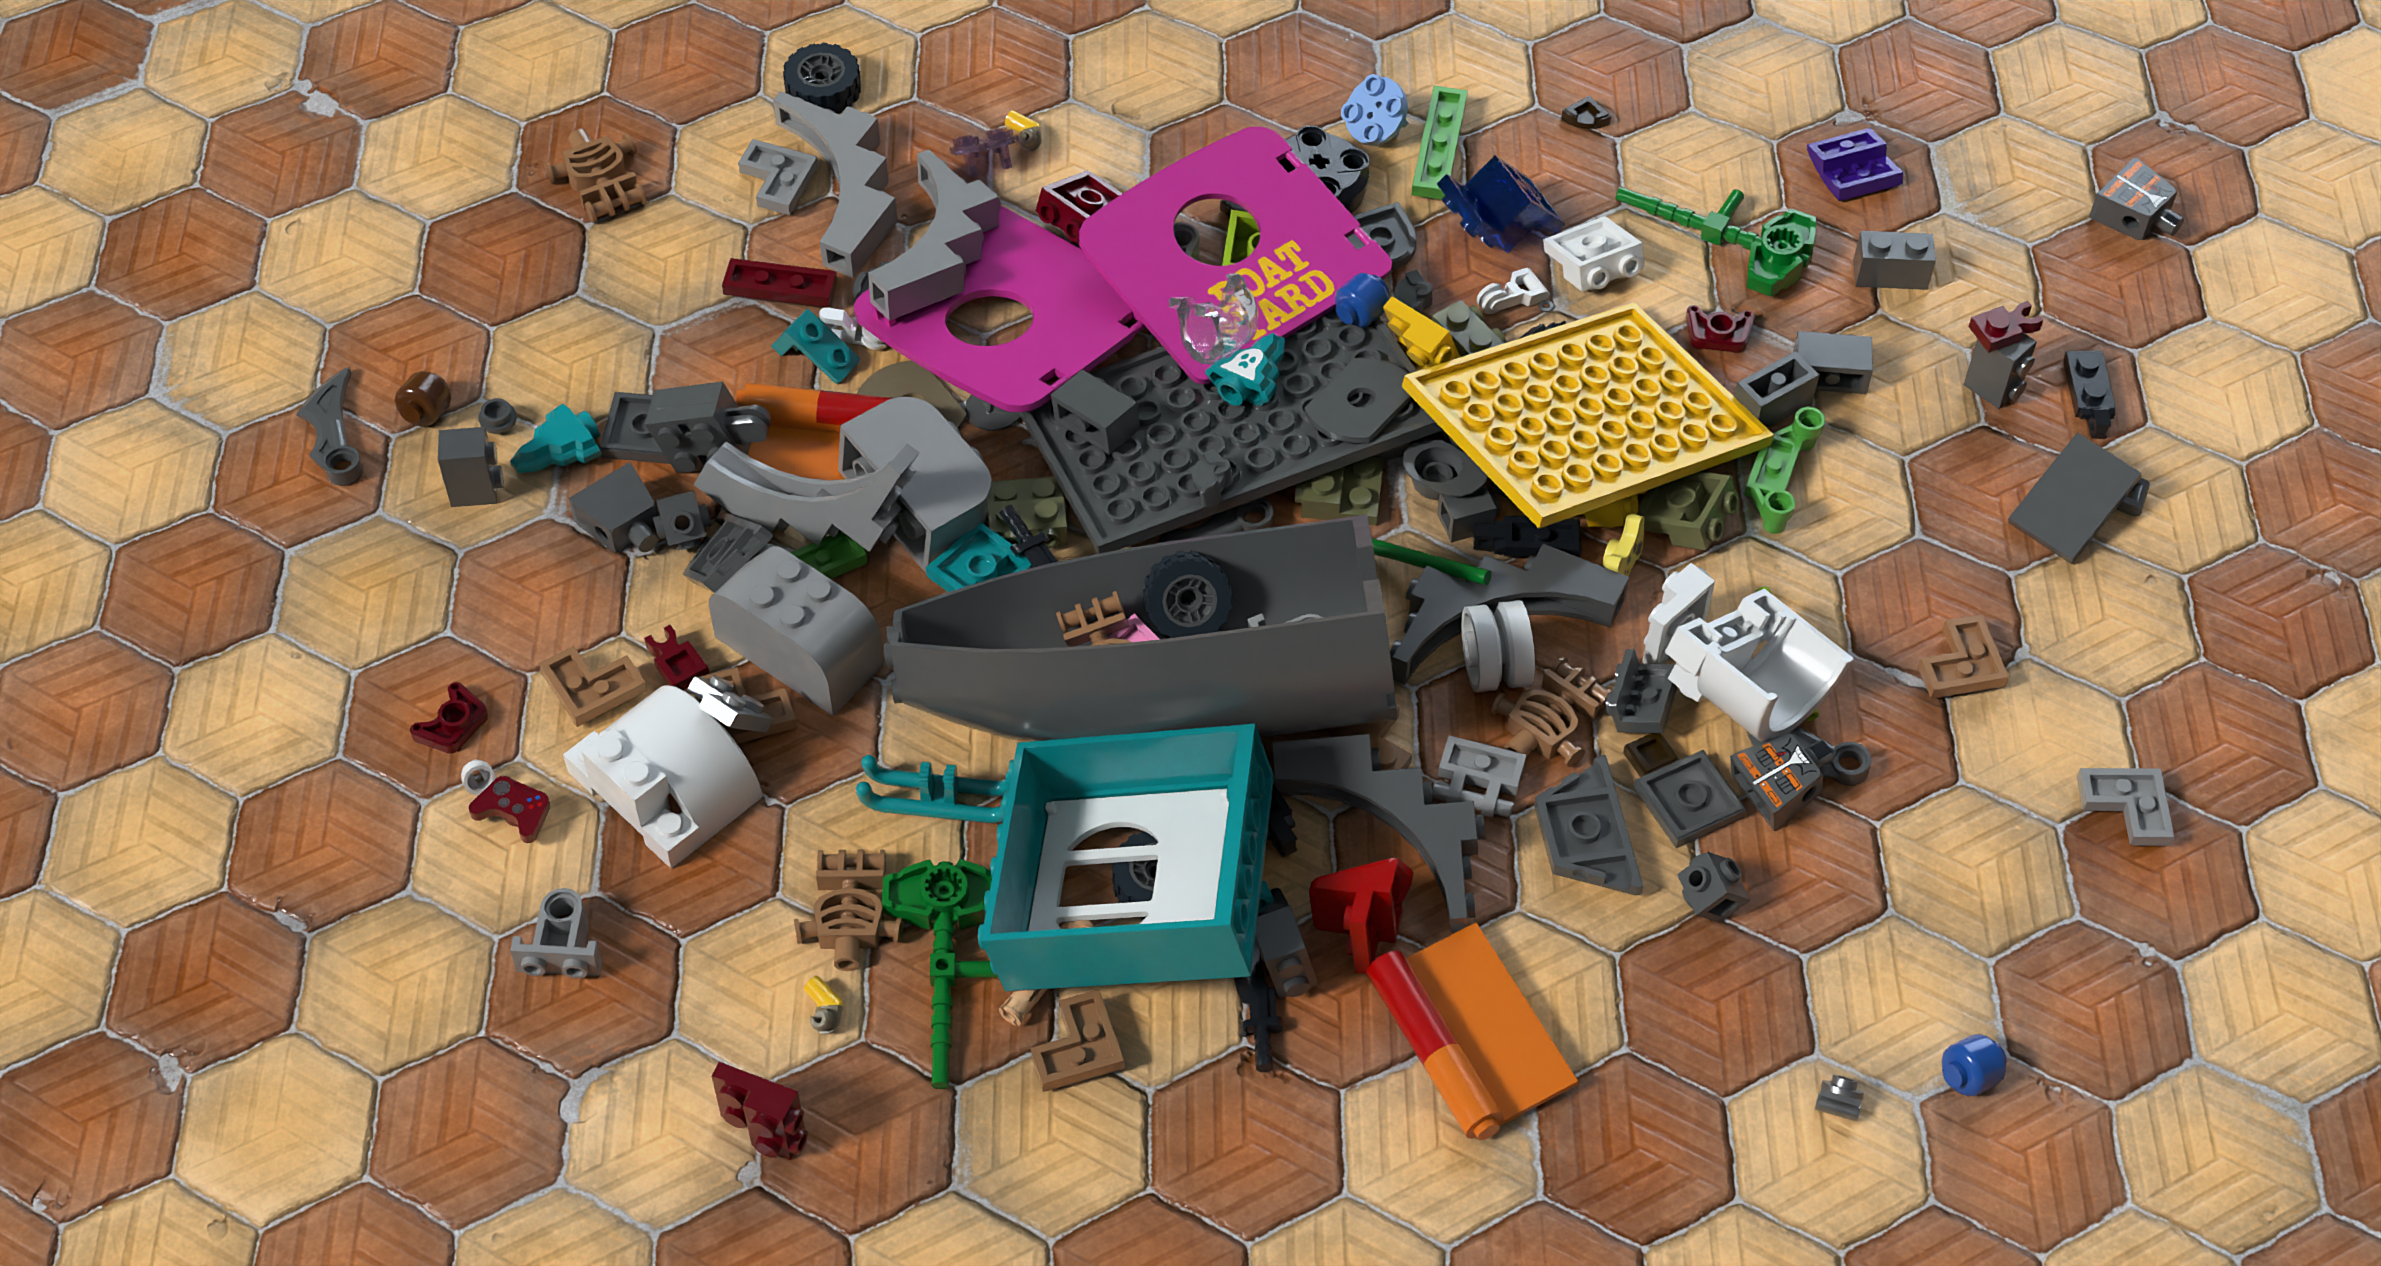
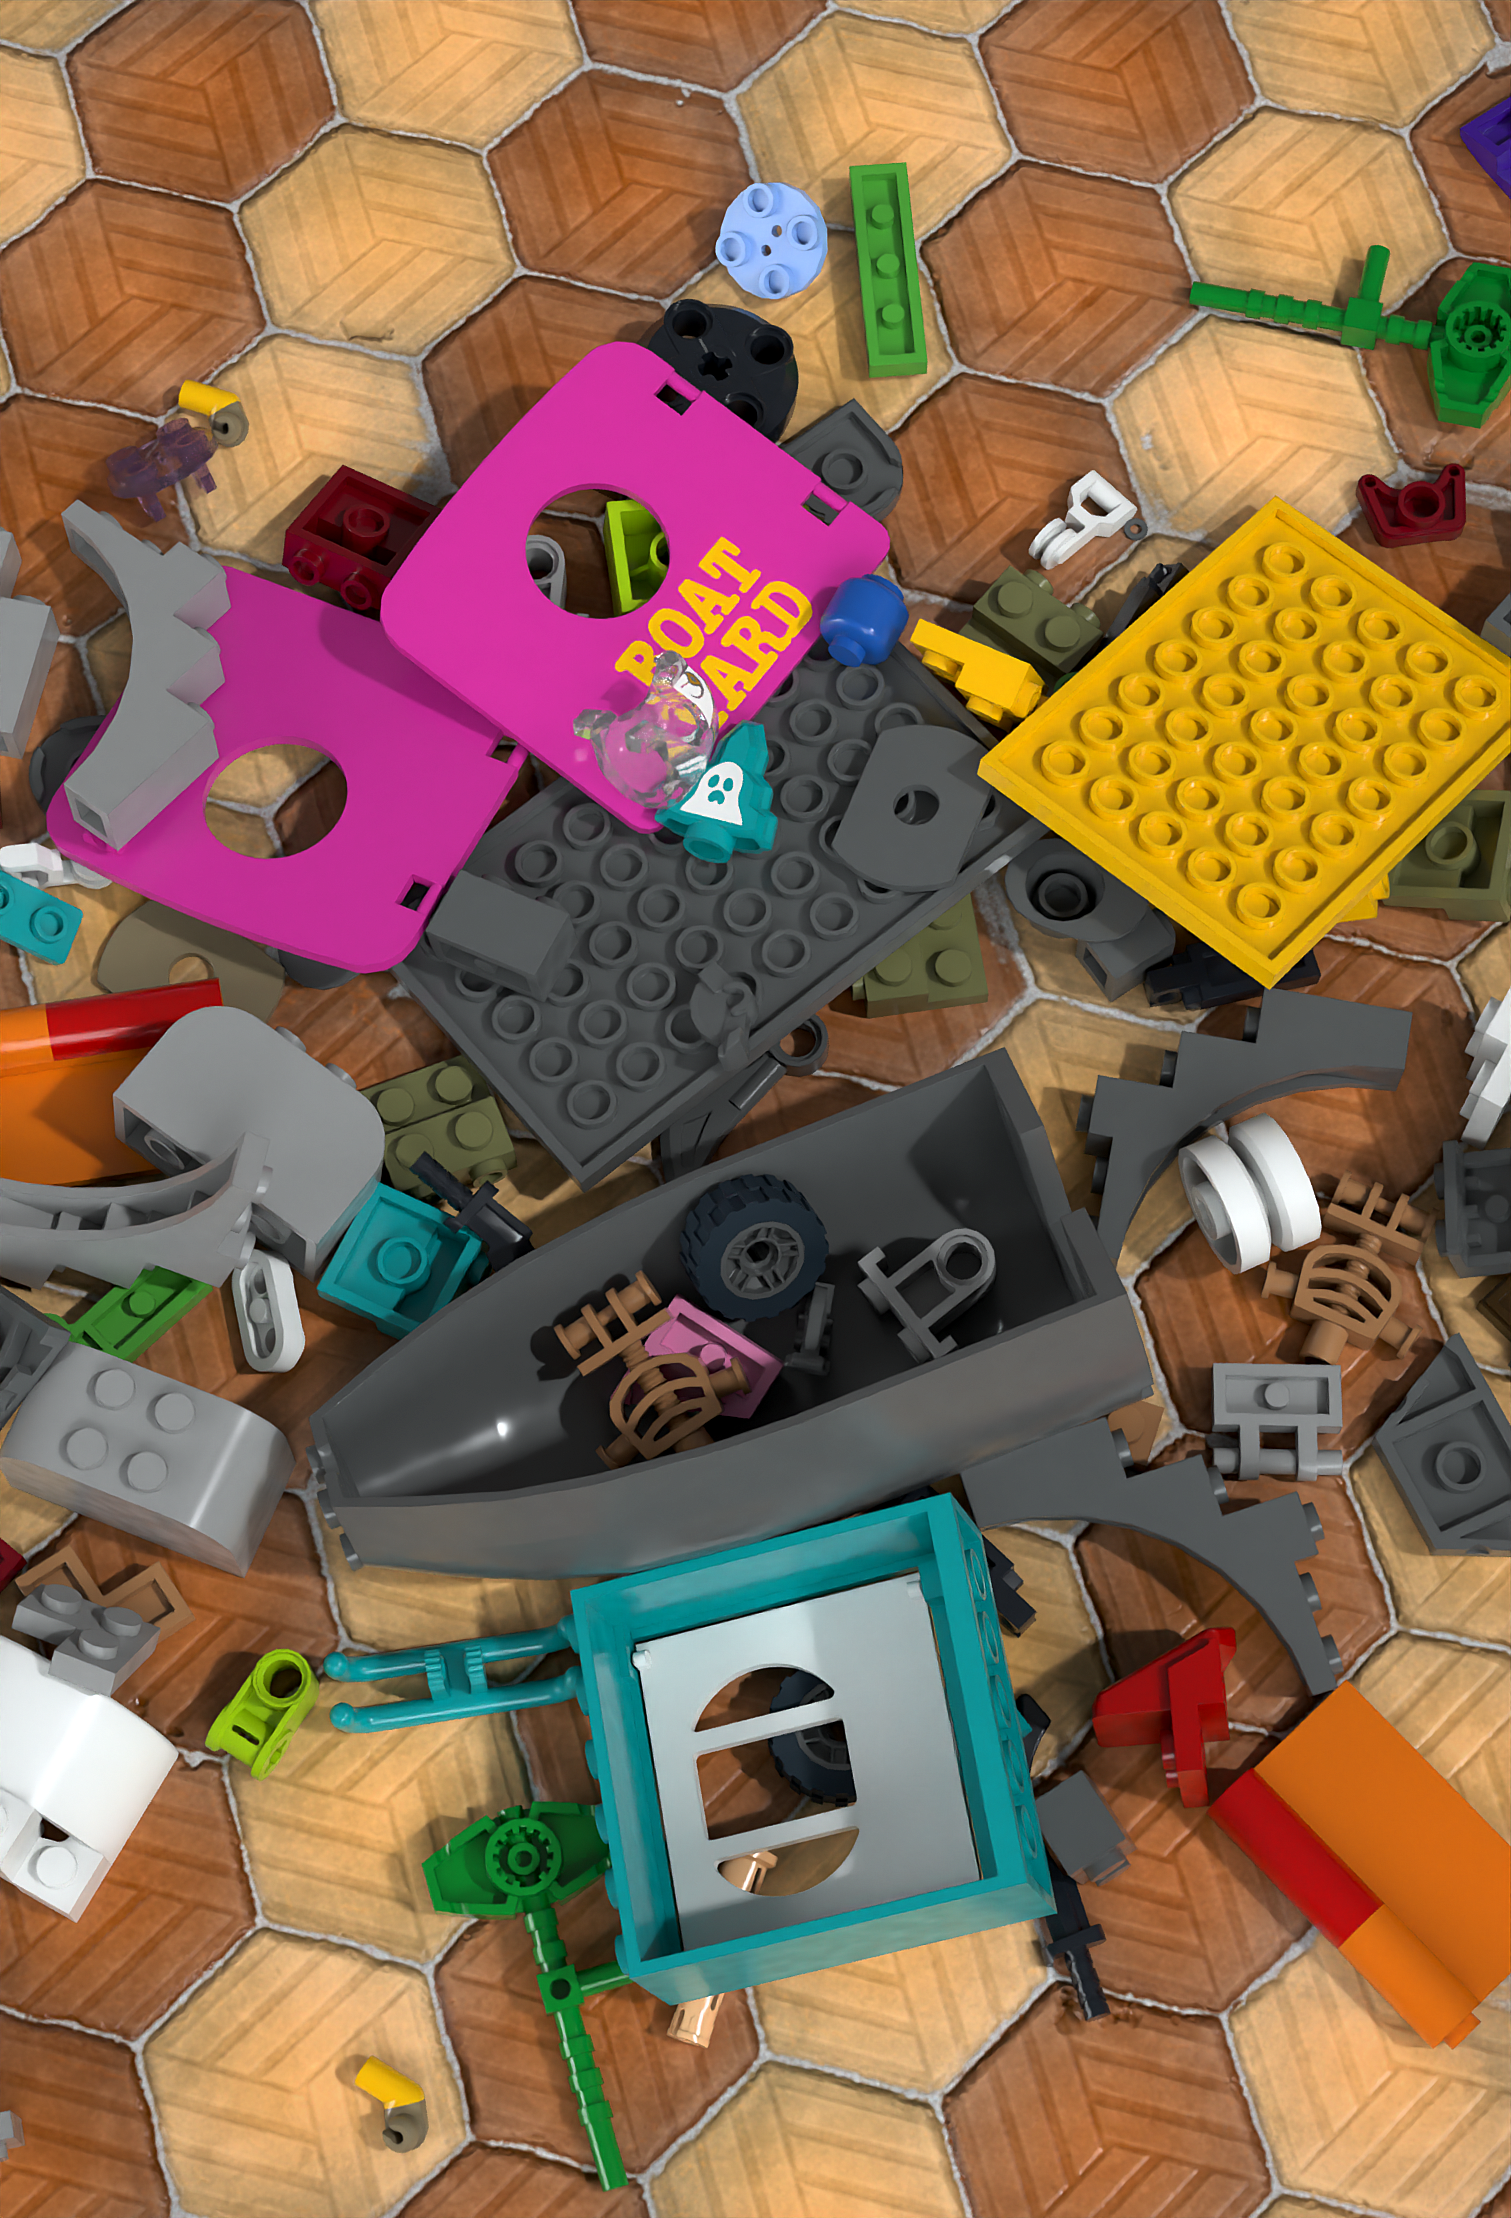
camera: 15 degrees left, 15 degrees up
(815, 785) = (263, 1716): none -> lime piece
(849, 914) = (396, 1979): medium nougat piece -> none
(894, 578) = (268, 1312): none -> white plate
(1087, 1051) = (828, 2063): medium nougat plate -> none
(1414, 291) = (926, 570): dark grey piece -> none
(1423, 559) = (1088, 1061): green bar -> none
(1499, 205) = (1020, 372): clear blue bracket -> none
(1586, 114) = (1101, 155): dark brown tile -> none
(1596, 253) = (1191, 420): white plate -> none
(1623, 553) = (1383, 960): light yellow piece -> none

